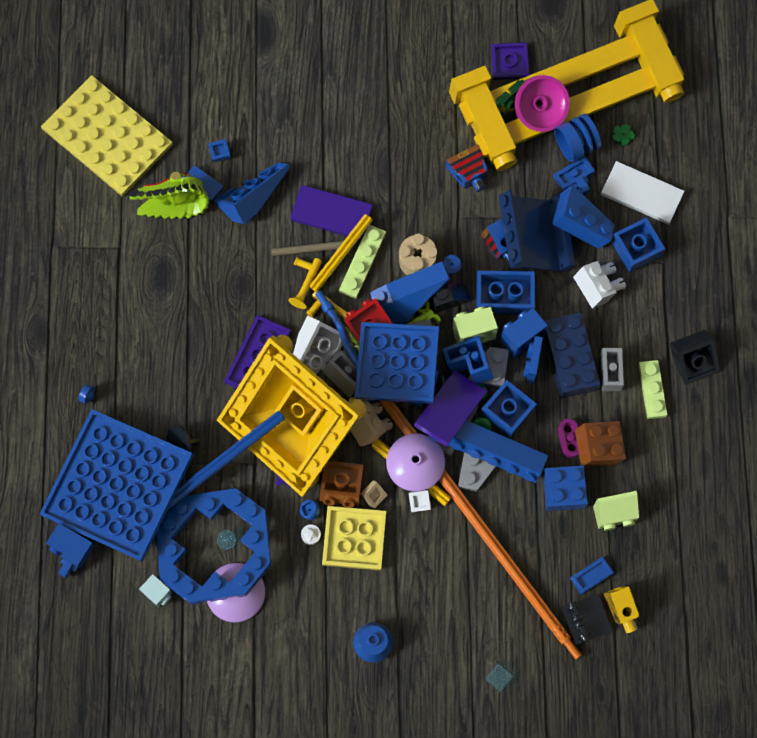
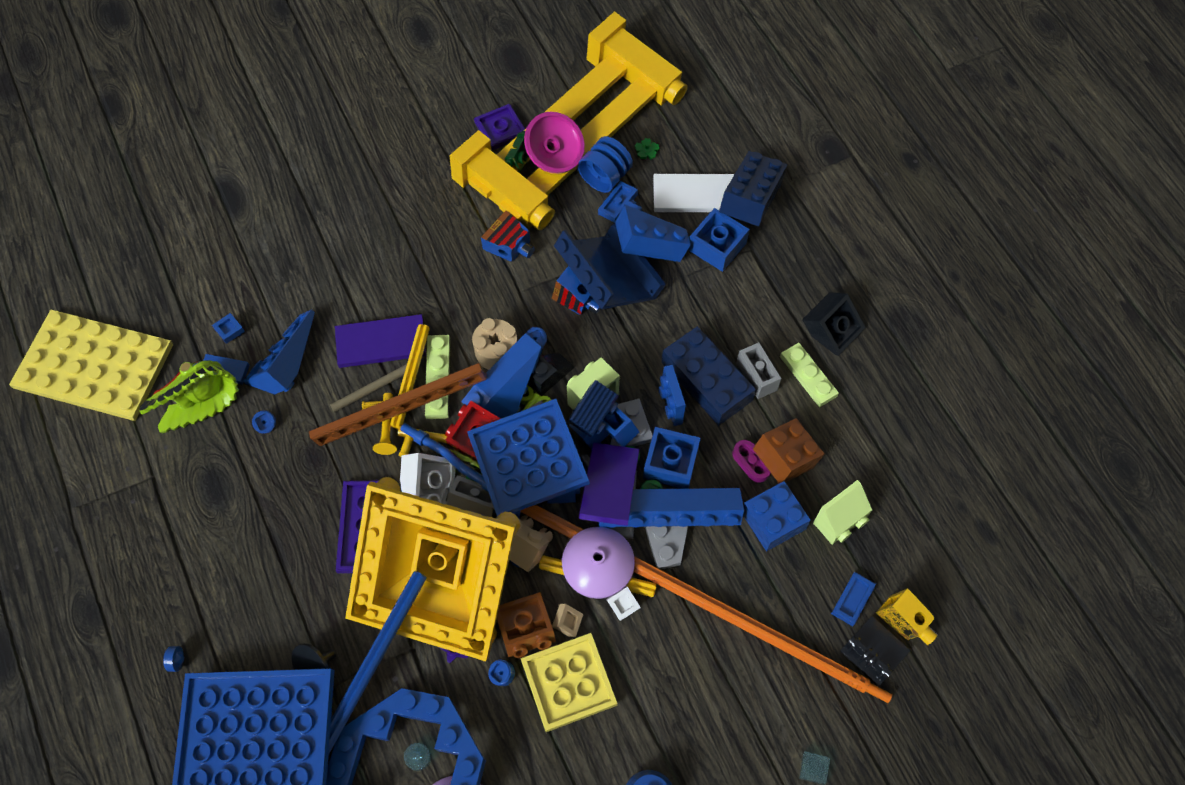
camera: 25 degrees left, 10 degrees down
(216, 241) = (264, 422): none -> blue tile
(310, 534) = (515, 702): white tile -> none
(322, 275) = (398, 405): none -> dark orange tile
(464, 346) = (593, 408): none -> dark blue brick
(505, 291) = (611, 337): blue brick -> none
(519, 334) = (644, 375): blue brick -> none
(595, 284) = (696, 294): white brick -> none
(688, 213) = (753, 188): none -> dark blue brick

